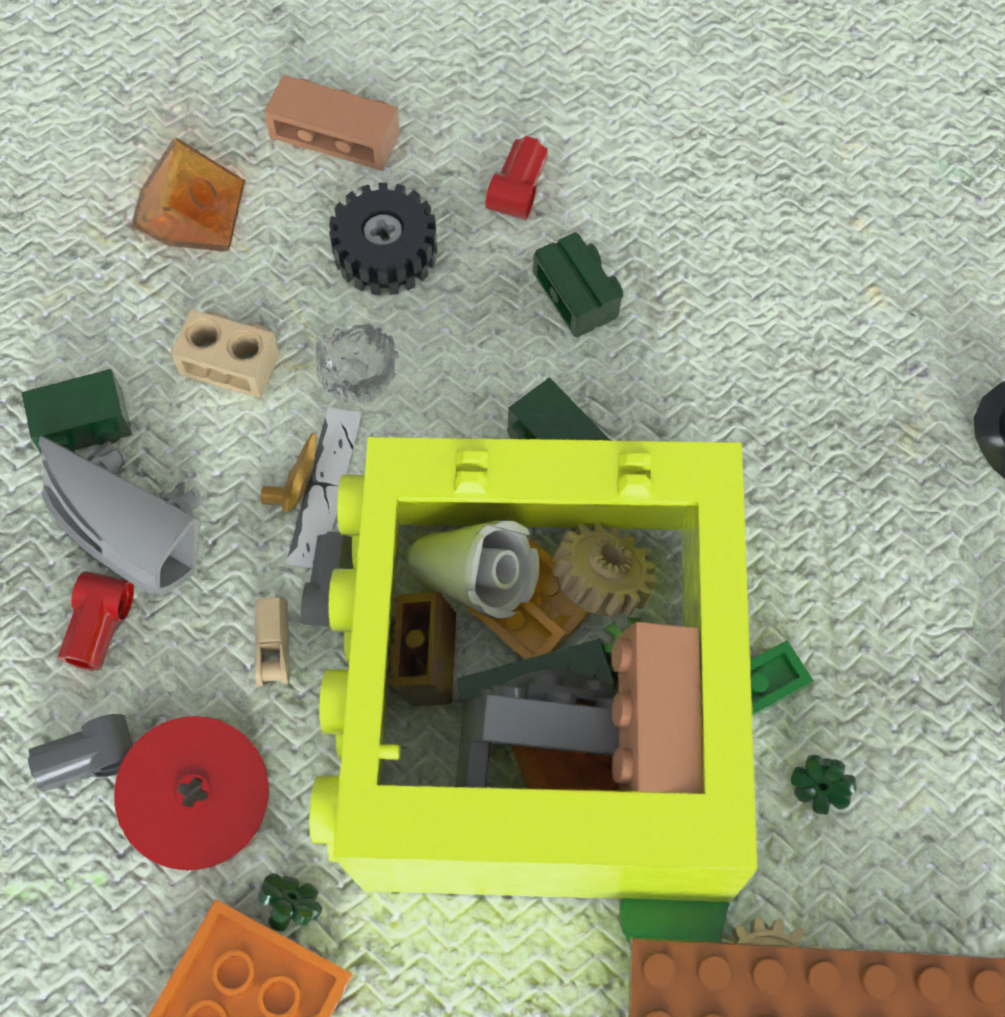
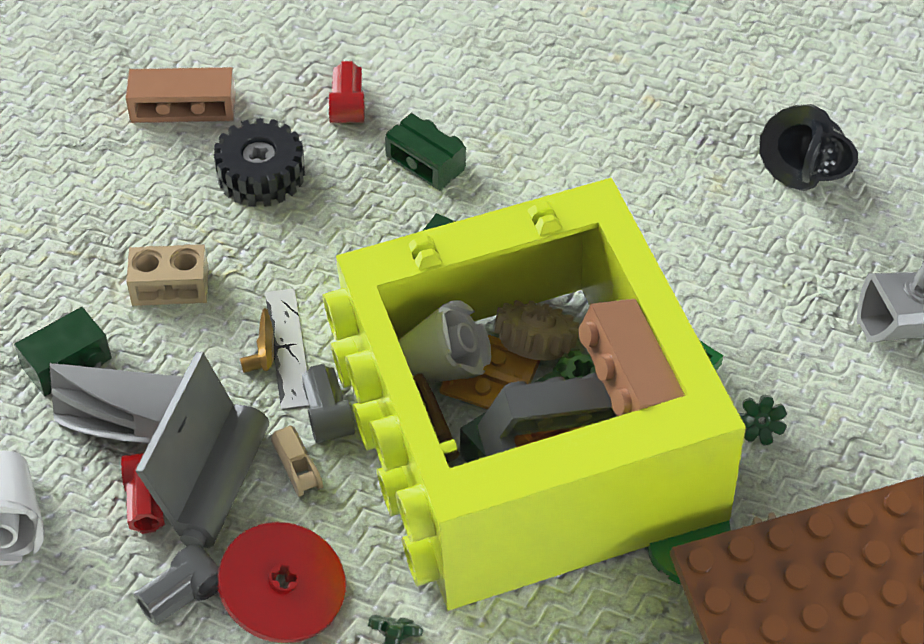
camera: 20 degrees left, 15 degrees down
(155, 608) = (201, 454): none -> dark grey door
(189, 200) = (87, 179): clear orange slope -> none
(356, 363) = (280, 247): clear hair -> none

